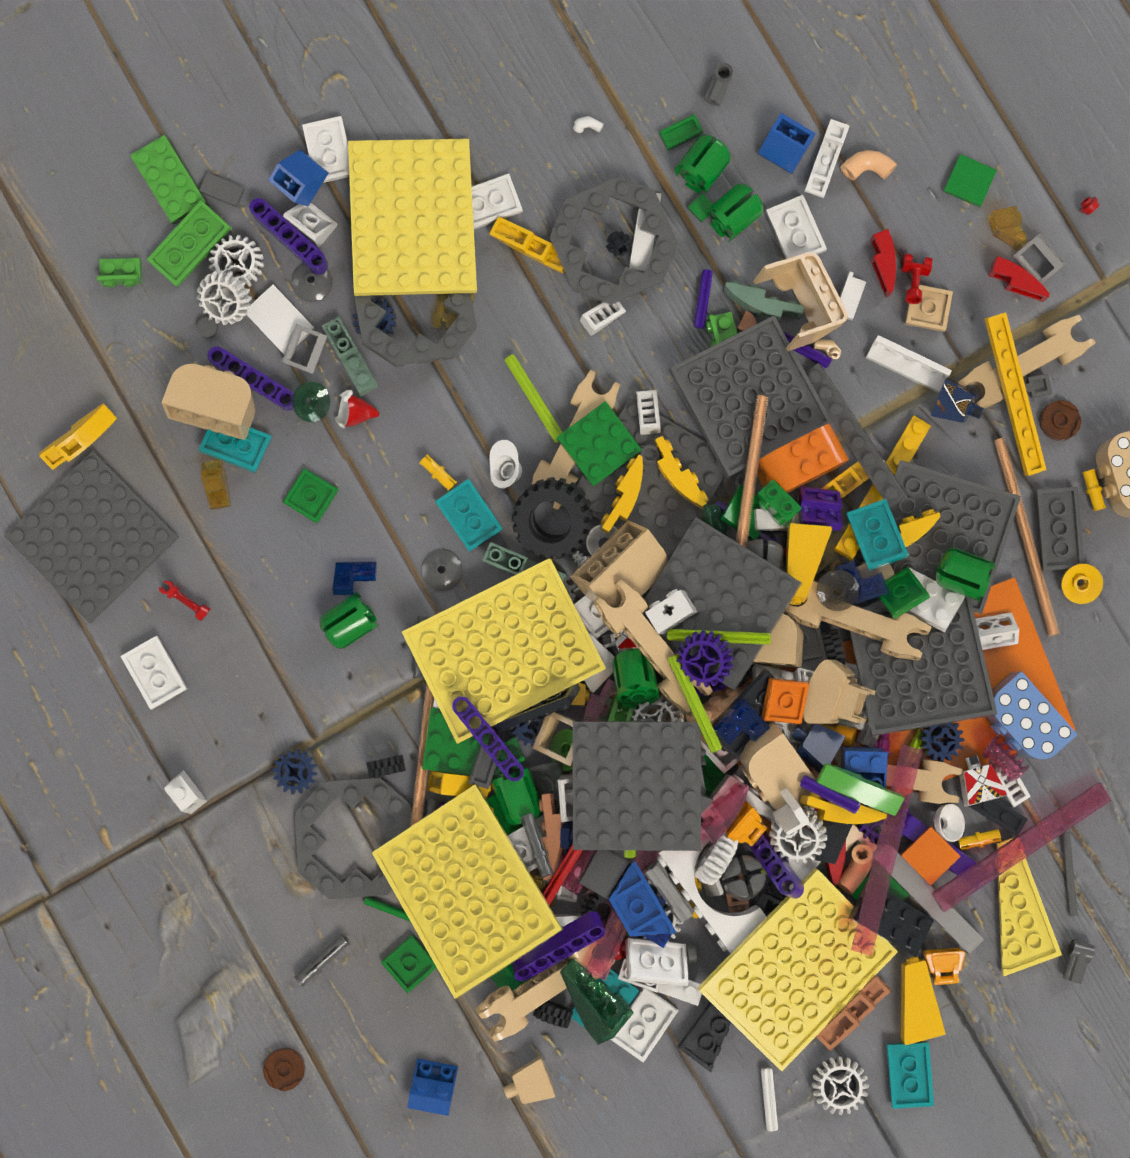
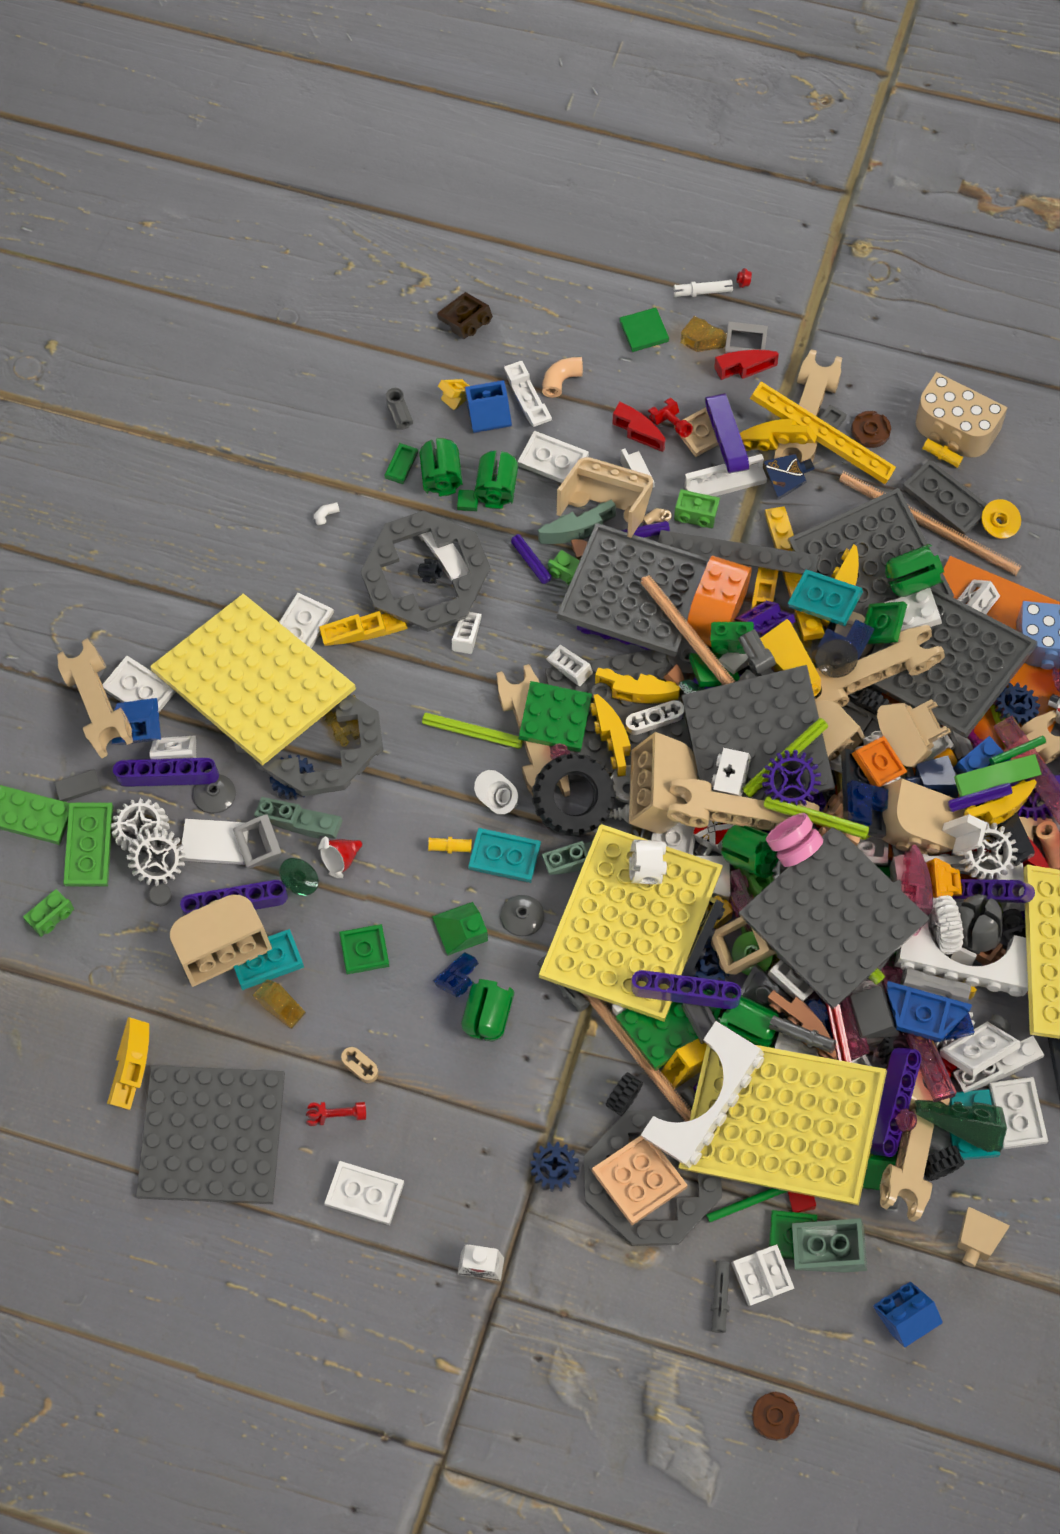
camera: 40 degrees left, 20 degrees down
(237, 577) = (356, 1068): none -> tan beam
(272, 160) = (105, 722): none -> tan piece
(340, 834) = (639, 1179): none -> light nougat plate
(363, 972) = (762, 1275): none -> white slope
(390, 540) = (461, 928): none -> green slope
(423, 997) = (830, 1246): none -> sand green slope
(472, 823) = (687, 1139): none -> white arch
(549, 621) = (647, 862): none -> white brick
(550, 968) = (906, 1120): none -> clear pink plate
(574, 475) = (558, 750): none -> clear pink plate
(658, 497) = (671, 717): none -> white beam
(661, 707) = (794, 840): none -> bright pink wheel
(715, 491) = (674, 675): none -> nougat tile
(774, 105) = (453, 392): none -> yellow slope
(778, 539) = (756, 652): none -> dark grey piece
(843, 47) = (465, 315): none -> dark brown plate
(862, 369) = (696, 508): none -> bright green bracket
(896, 782) = (1017, 750): none -> green bar
(941, 330) = (727, 433): none -> dark purple beam
(975, 362) = (771, 433): none -> yellow slope
(1041, 180) = (702, 288): none -> white pin

